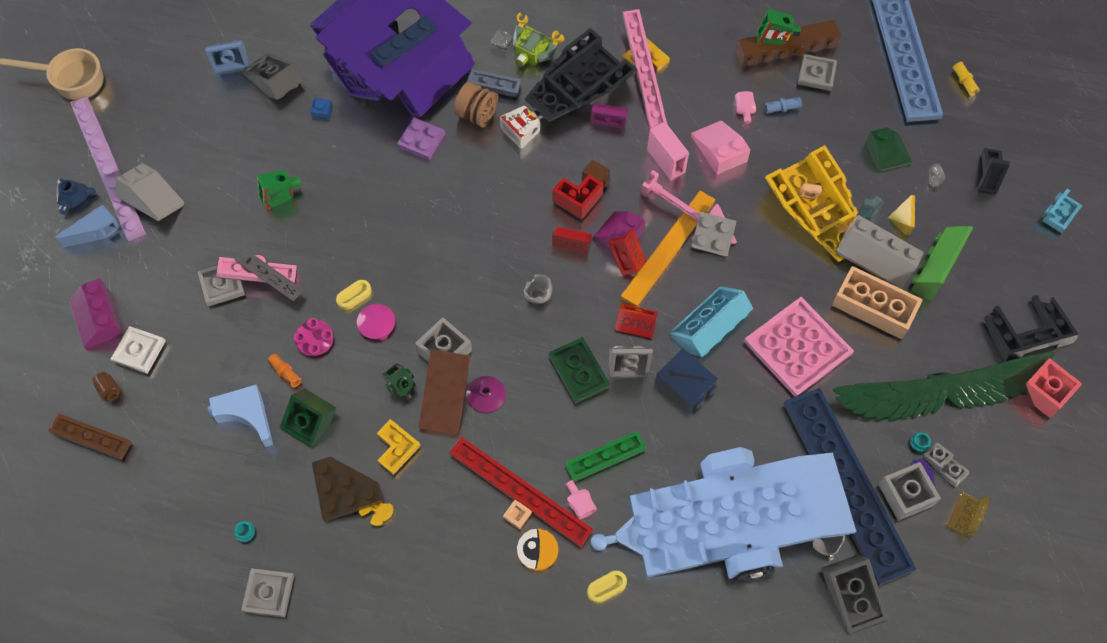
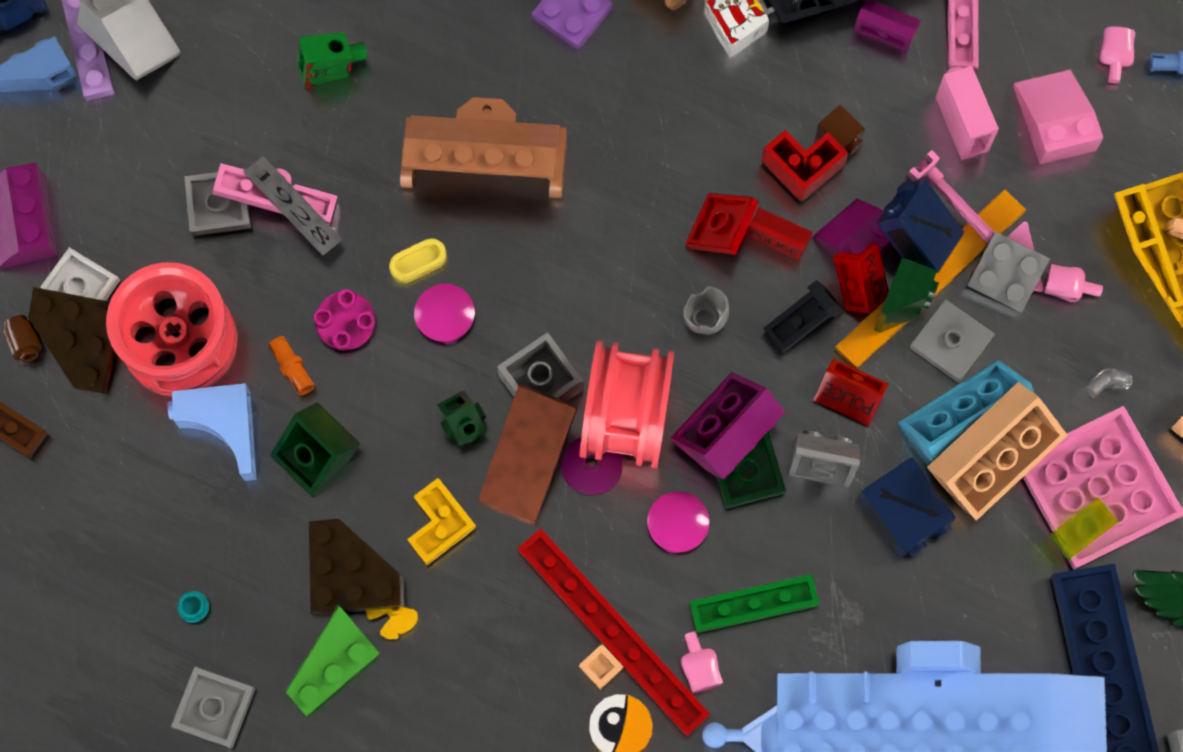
camera: 15 degrees right, 10 degrees up
(142, 376) = (75, 335): none -> dark brown plate
(177, 351) = (136, 307): none -> coral wheel
(341, 547) = (333, 660): none -> bright green wing
(381, 216) = (484, 141): none -> nougat piece
(501, 348) = (626, 404): none -> coral wheel
(536, 237) = (722, 223): none -> red tile
(547, 417) = (678, 521): none -> dark pink dish
(566, 350) = (728, 424): none -> magenta slope
(598, 281) = (803, 316): none -> black bracket
(656, 216) = (920, 225): none -> dark blue brick
(658, 255) = (909, 293): none -> dark green slope
(689, 280) = (952, 341): none -> light grey plate
(733, 333) = (997, 450): none -> light nougat brick
(750, 235) = (1069, 283): none -> bright pink piece
(788, 284) = (1110, 379): none -> clear arm
(796, 370) = (1083, 528): none -> clear neon green tile

